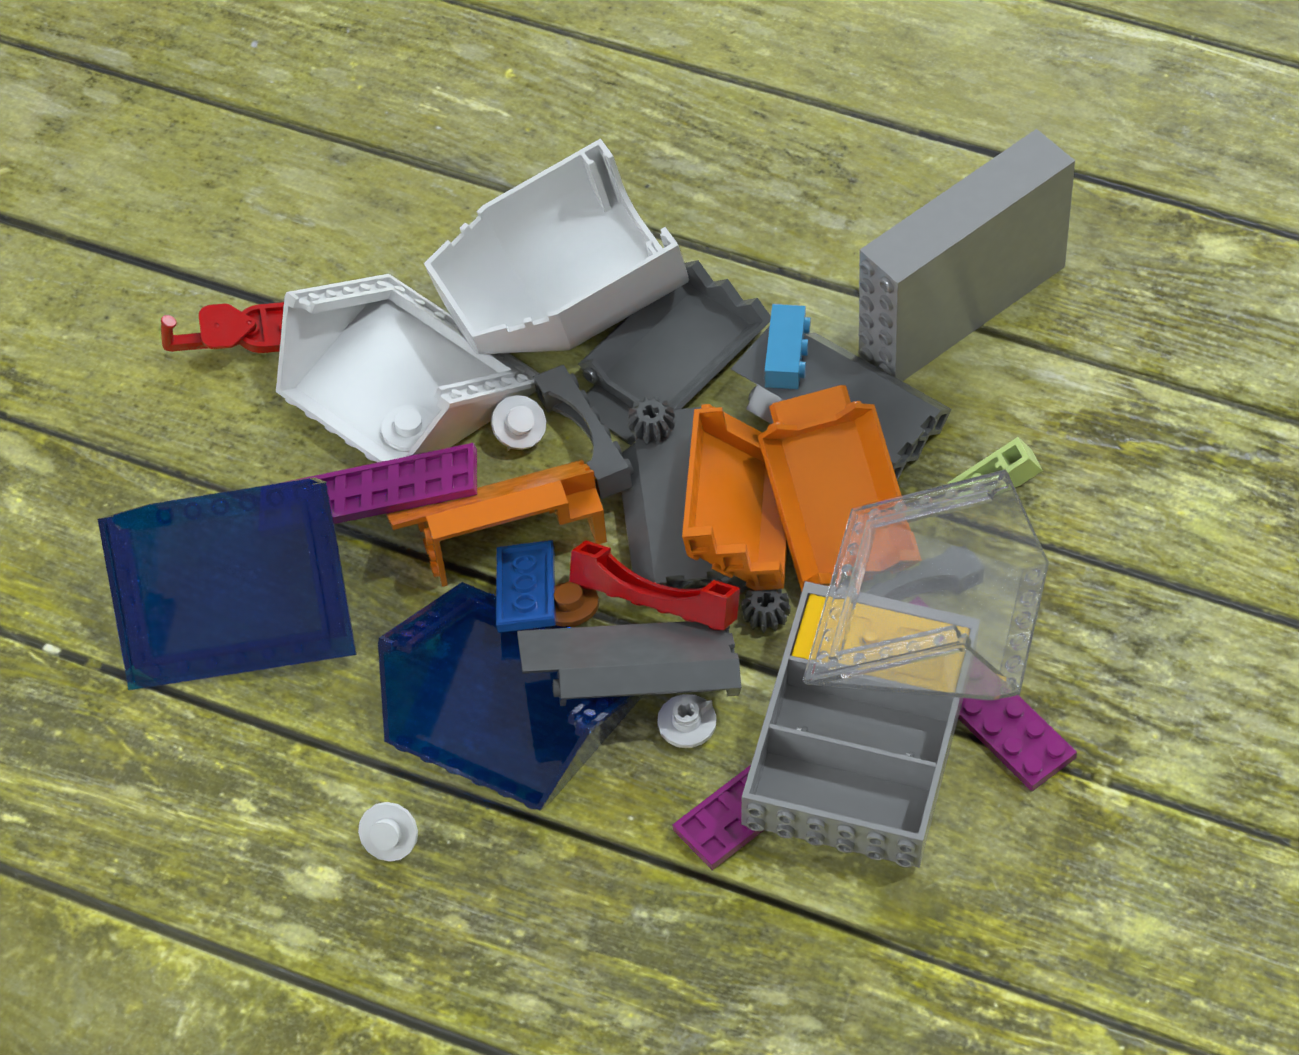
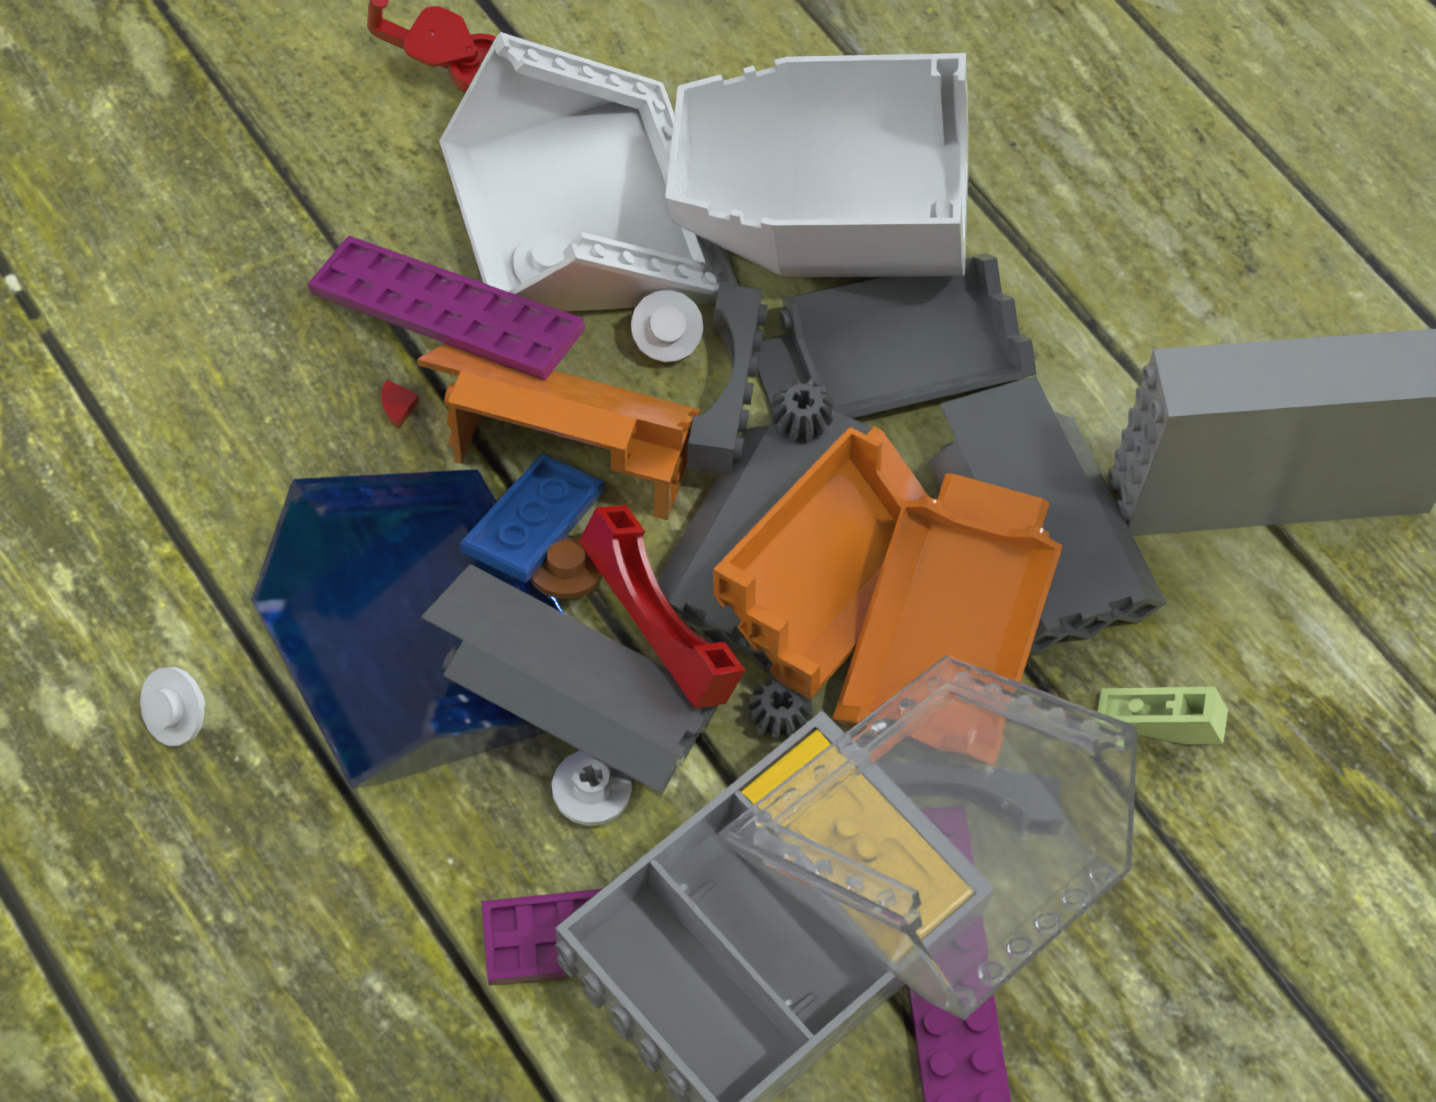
camera: 25 degrees right, 5 degrees up
(227, 583) = (218, 315): clear blue windscreen -> none
(377, 571) = (397, 402): none -> red tile
(786, 346) = (1017, 415): dark azure brick -> none

